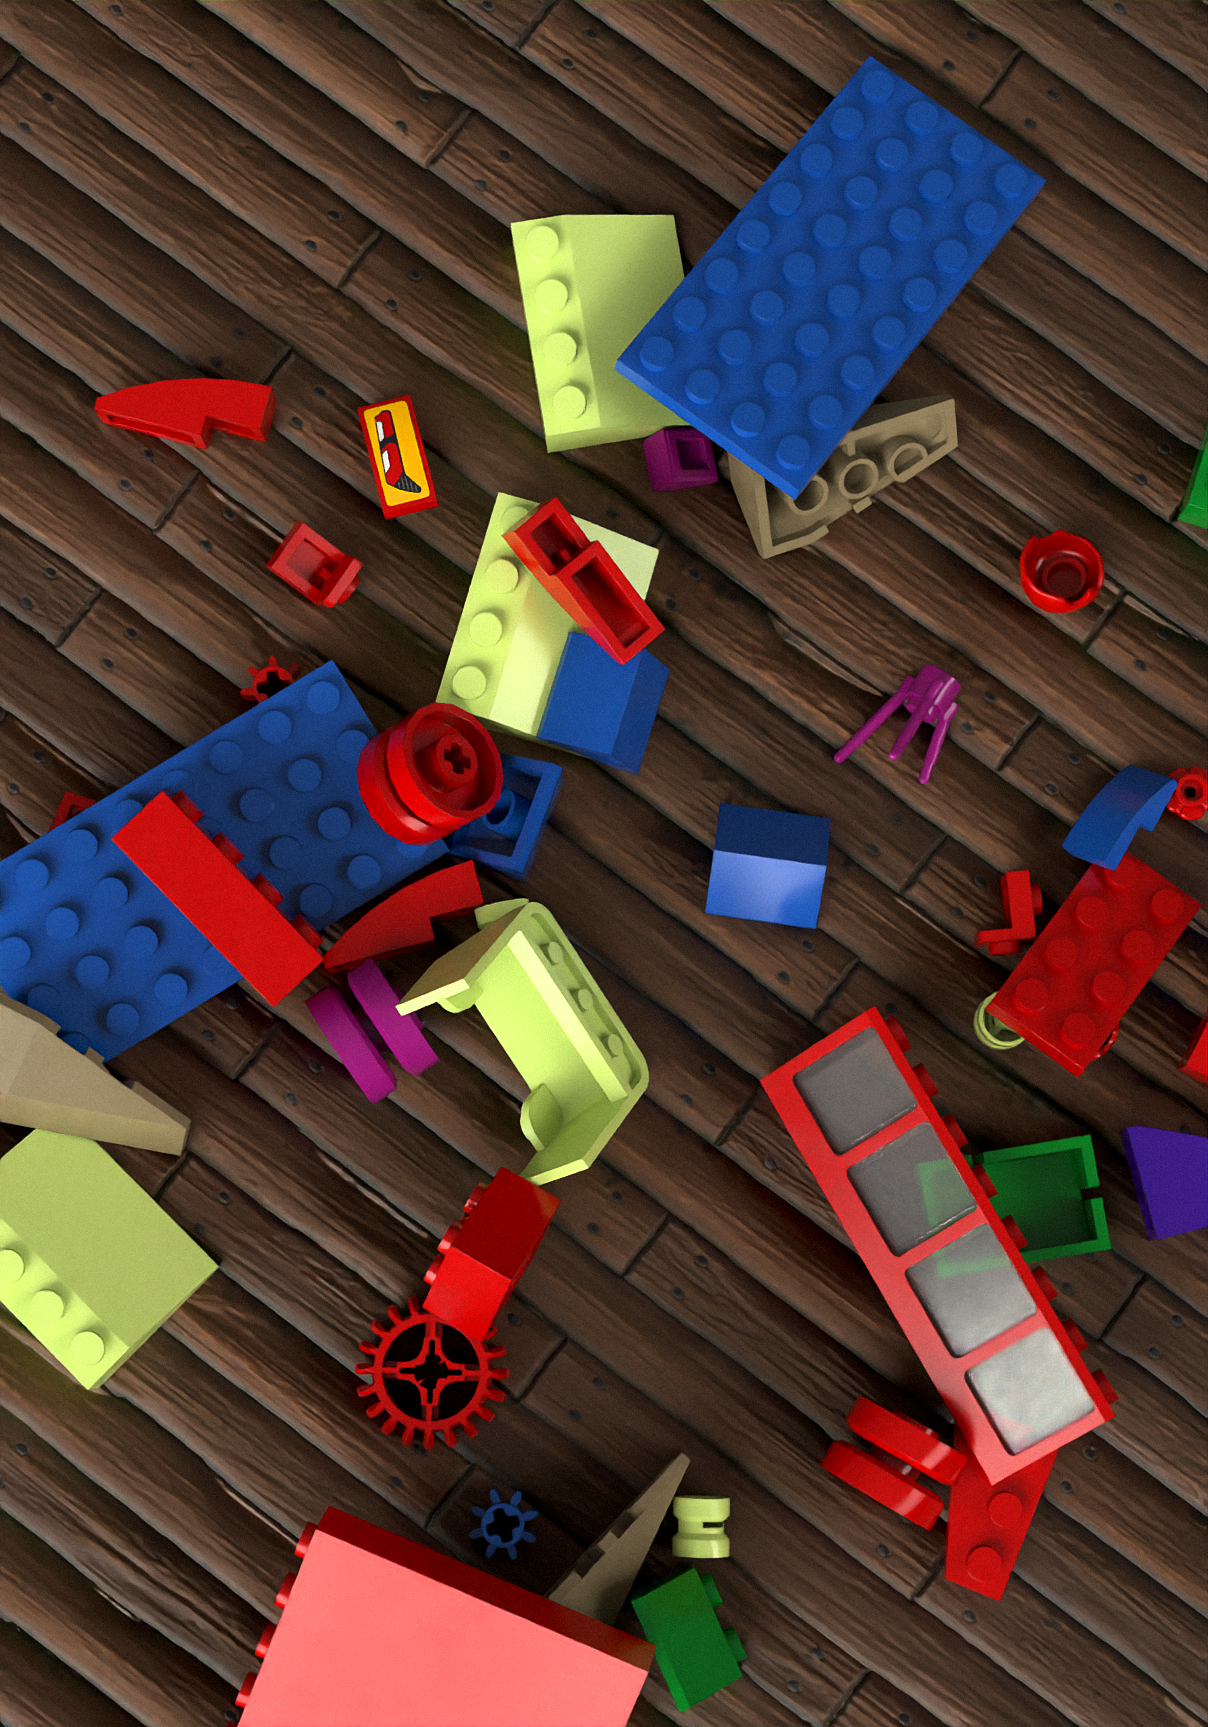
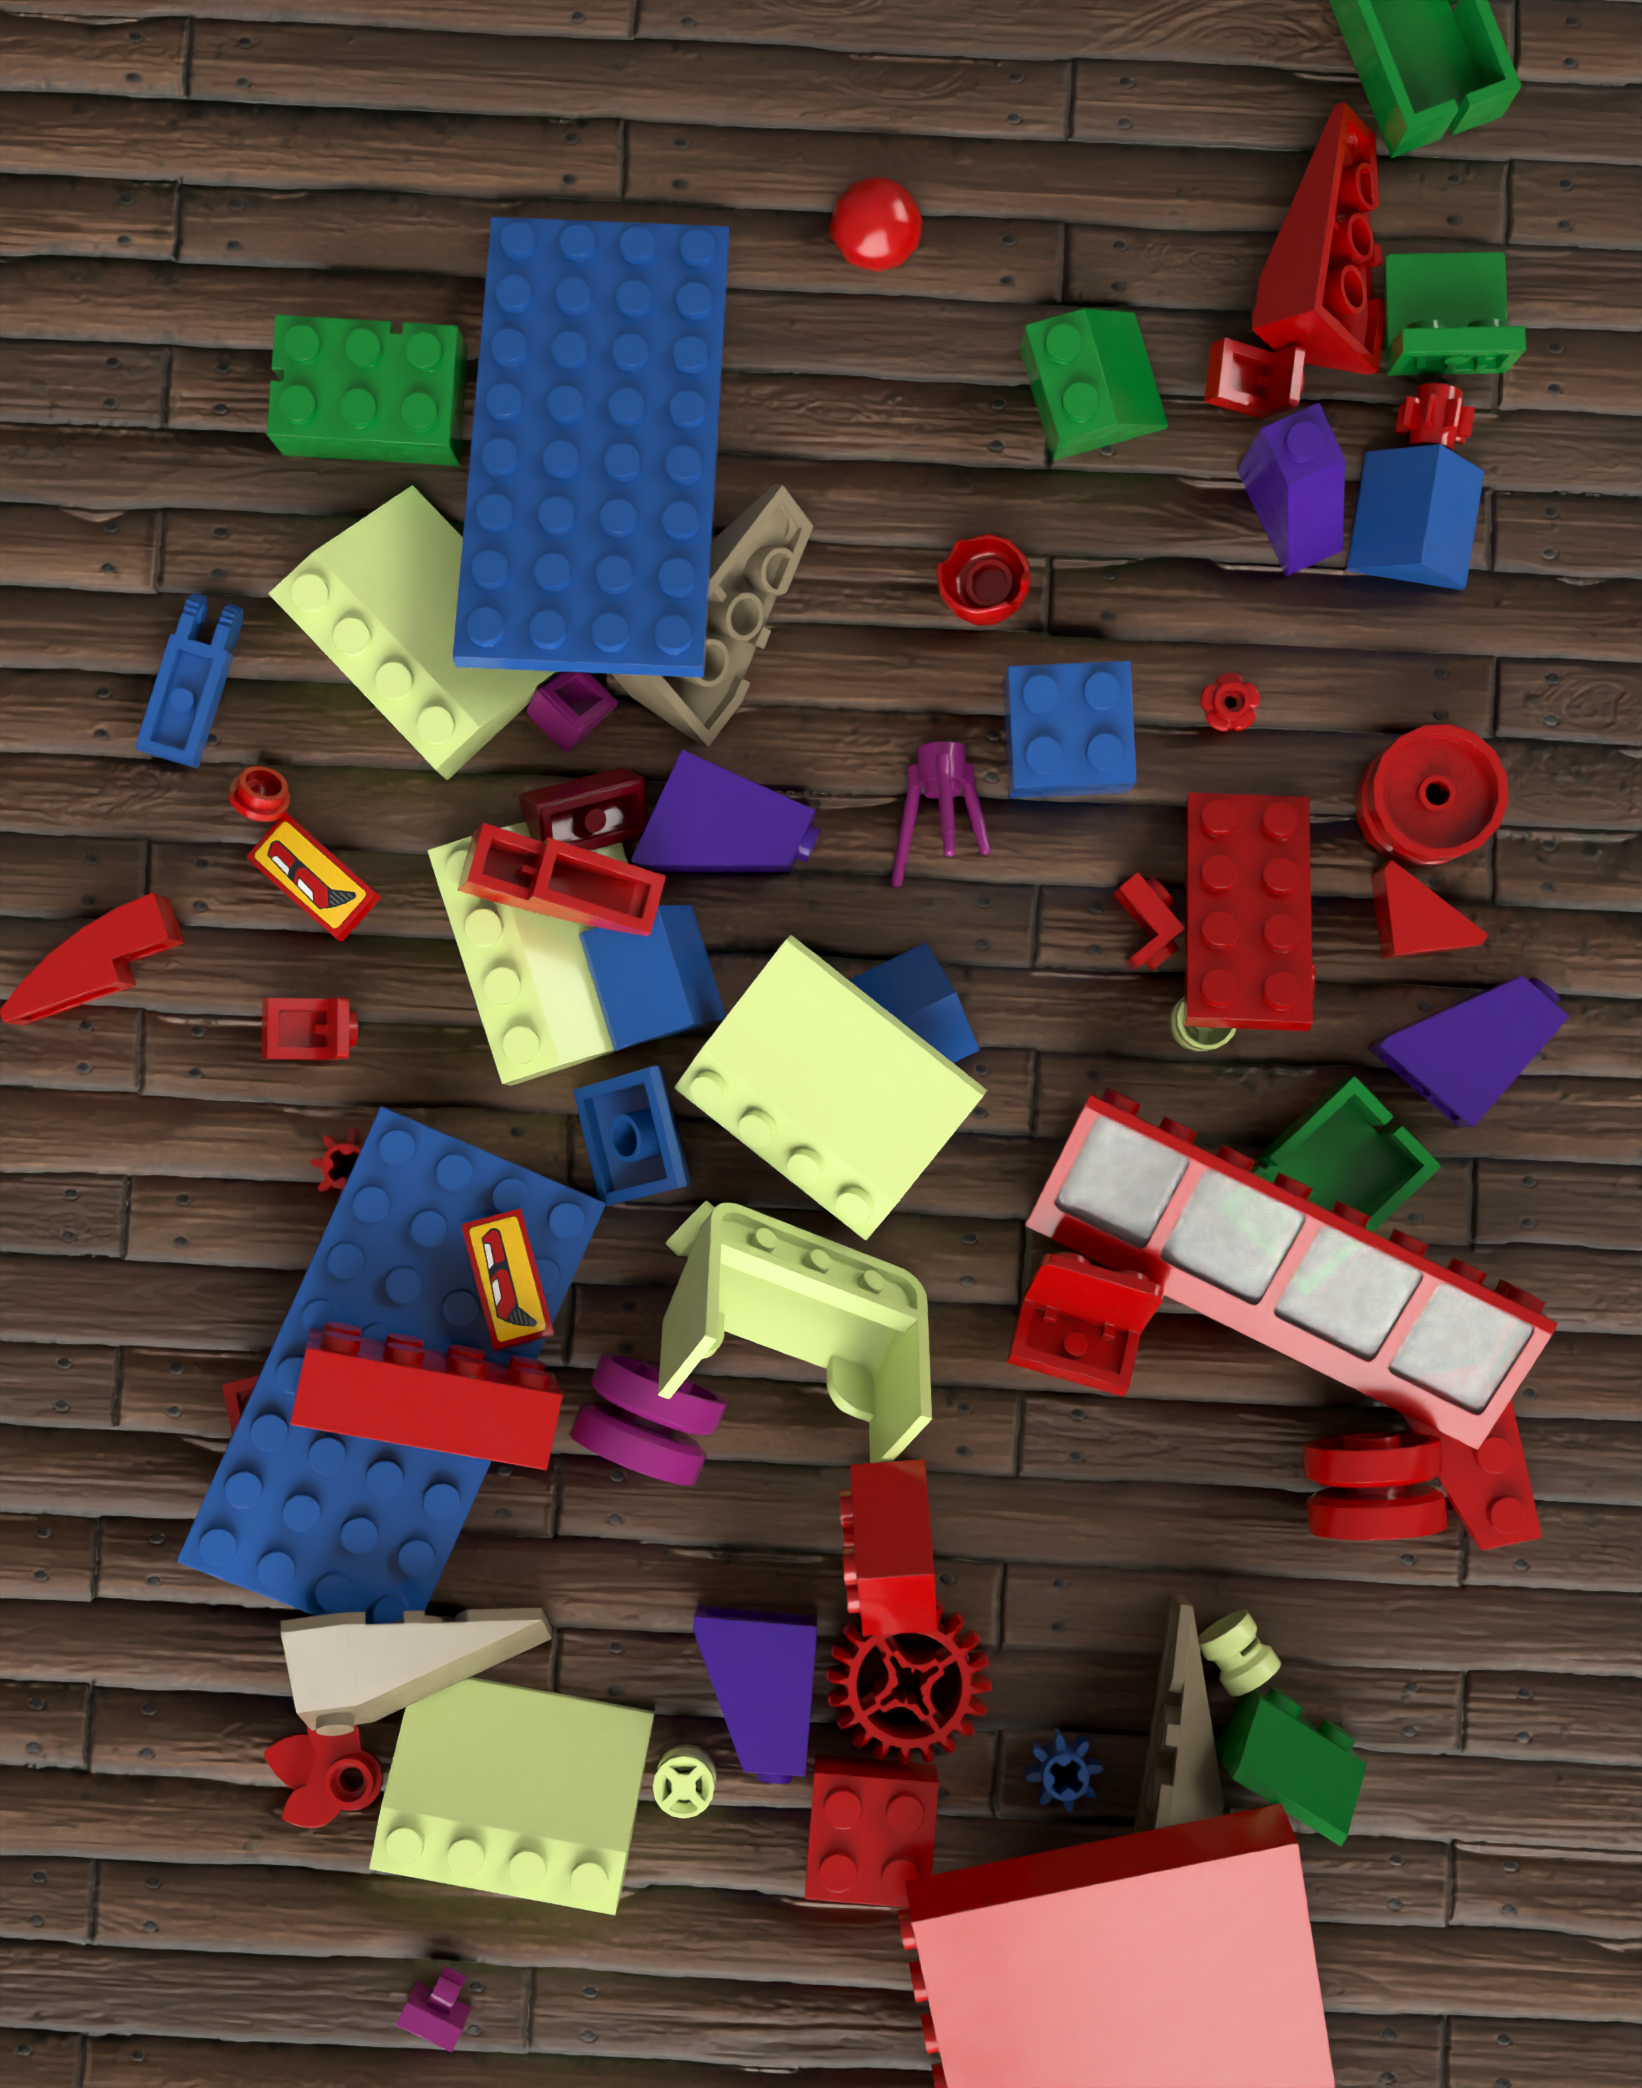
camera: 30 degrees left, 5 degrees up
(197, 1333) = (677, 1791): none -> yellowish green wheel
(318, 1299) = (763, 1684): none -> dark purple slope
(322, 1460) = (869, 1829): none -> red brick
(336, 855) = (507, 1280): none -> slope
(400, 368) = (260, 794): none -> red plate
(403, 253) = (189, 685): none -> blue hinge
(407, 918) = (610, 1290): red slope -> none
(430, 774) = (542, 1151): red wheel -> none
(642, 545) = (588, 810): none -> dark red slope
(680, 873) = (829, 1087): none -> yellowish green slope
(688, 123) = (367, 390): none -> green piece
(735, 624) = (723, 824): none -> dark purple slope
(754, 1185) = (1083, 1322): none -> red bracket
(1049, 729) = (1069, 729): none -> blue brick
(1112, 818) = (1180, 763): blue slope -> none
(1160, 252) = (876, 224): none -> red hair

